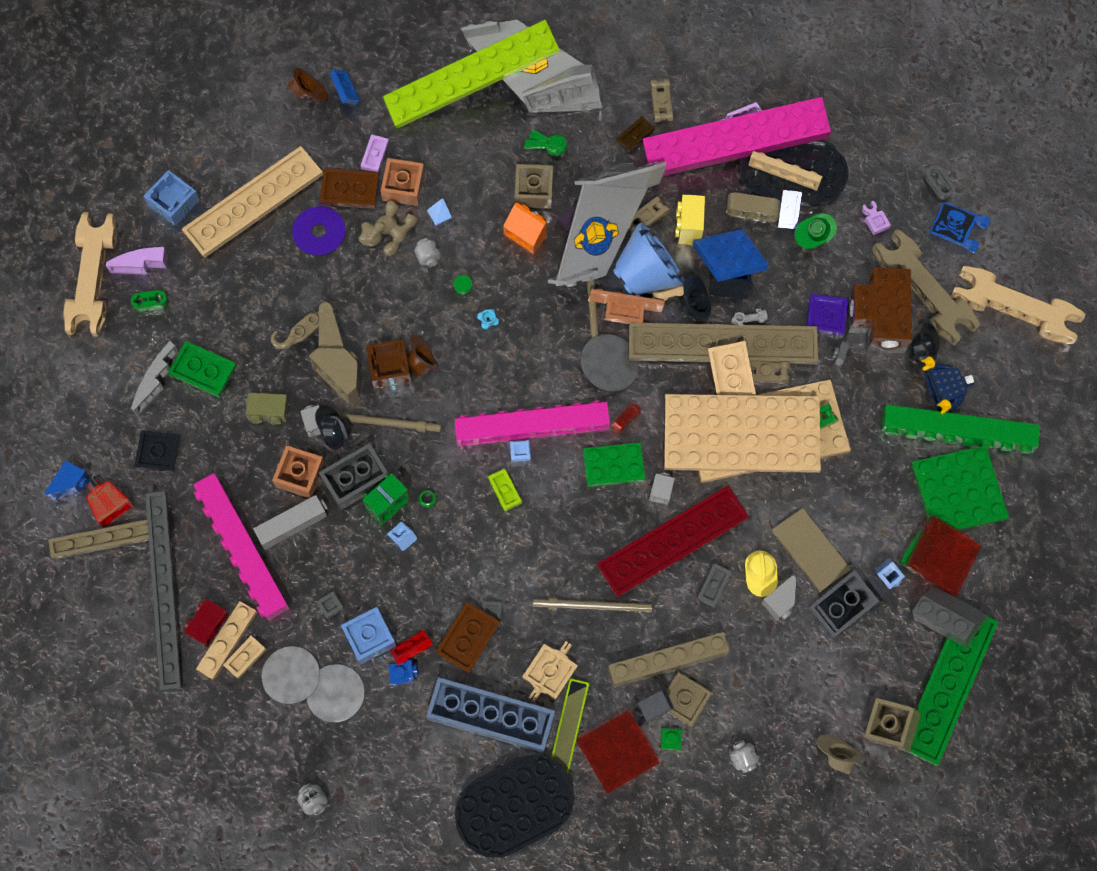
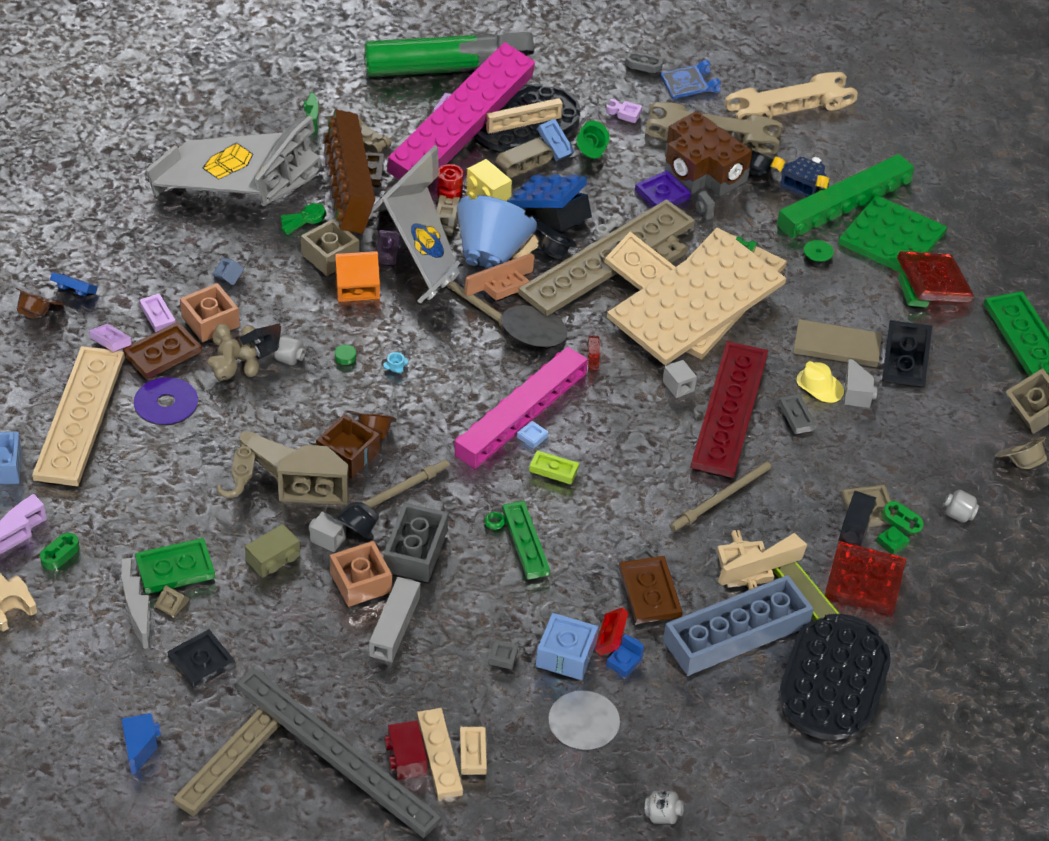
camera: 45 degrees left, 25 degrees down
(106, 502) = (198, 727): red torso -> none
(178, 394) = (171, 601): none -> dark tan slope
(241, 547) = (370, 669): dark pink brick -> none
(290, 675) = (528, 736): flat silver sticker -> none
(324, 152) = (110, 337): none -> lavender plate
(386, 499) = (464, 536): green container -> none
(402, 536) = (504, 562): light blue slope -> none
(414, 234) = (264, 338): none -> black slope
(429, 531) = (526, 540): none -> green plate
(439, 212) = (264, 317): light blue slope -> none
(453, 152) = (228, 271): none -> sand blue slope
(471, 74) = (185, 204): lime plate -> none
(545, 679) = (755, 562): none -> tan slope
(599, 130) = (348, 171): none -> reddish brown brick
(614, 464) = (620, 392): green plate -> none
(644, 47) = (311, 108): none -> green slope
(668, 660) = (826, 485): dark tan brick -> none
(672, 190) = (450, 181): none -> red wheel
(687, 732) = (902, 518): none -> green beam
(784, 65) = (438, 53): none -> green piece
(885, 460) = (818, 250): none -> green piece
(889, 574) = (914, 310): medium blue brick -> none
(949, 616) = (988, 310): dark grey slope -> none

